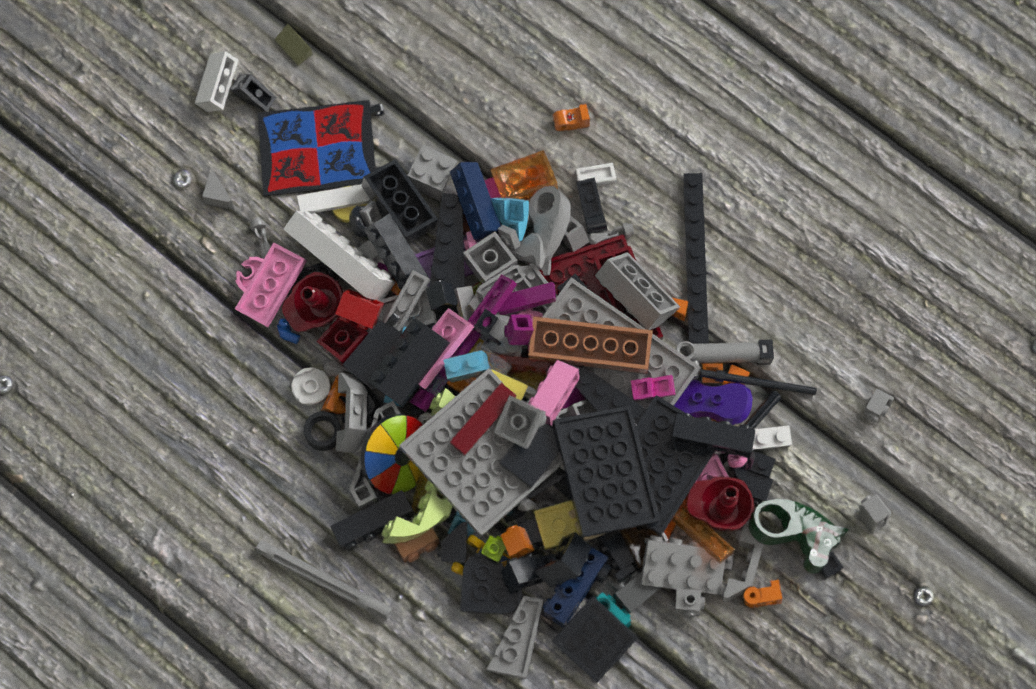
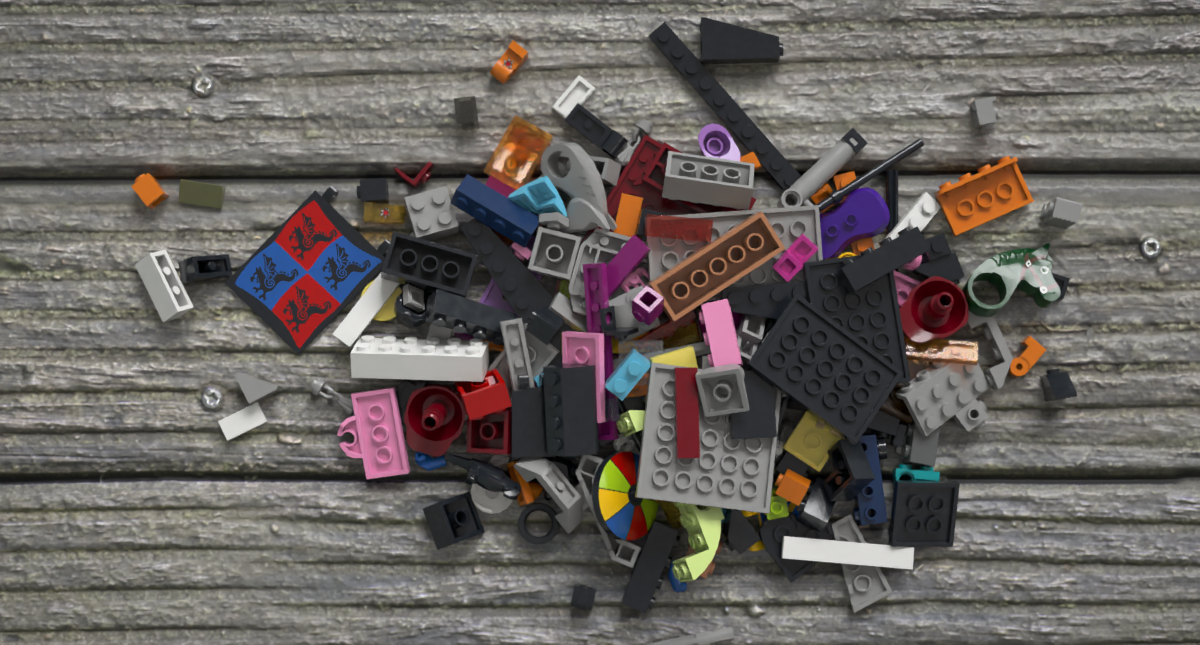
camera: 45 degrees left, 15 degrees up
(188, 208) = (242, 421): none -> white tile
(261, 17) = (149, 190): none -> orange brick
(267, 381) = (453, 520): none -> black slope
(308, 503) = (583, 597): none -> black brick
(315, 368) = (487, 476): none -> black animal
(380, 548) = (675, 583): none -> blue arm
(399, 148) = (383, 214): none -> clear yellow leg
(407, 129) = (373, 190): none -> black brick
(447, 145) = (422, 177): none -> dark red bracket
(514, 127) = (466, 112): none -> clear smoke brick
(517, 622) = (847, 552): none -> white tile
(564, 272) = (628, 215): none -> orange tile
(587, 301) = (678, 228): none -> clear red plate
(668, 276) = (717, 143): none -> medium lavender piece
(737, 224) = (736, 45): none -> black slope
(768, 631) = (1057, 385): none -> black slope
(829, 460) = (983, 195): none -> orange bracket

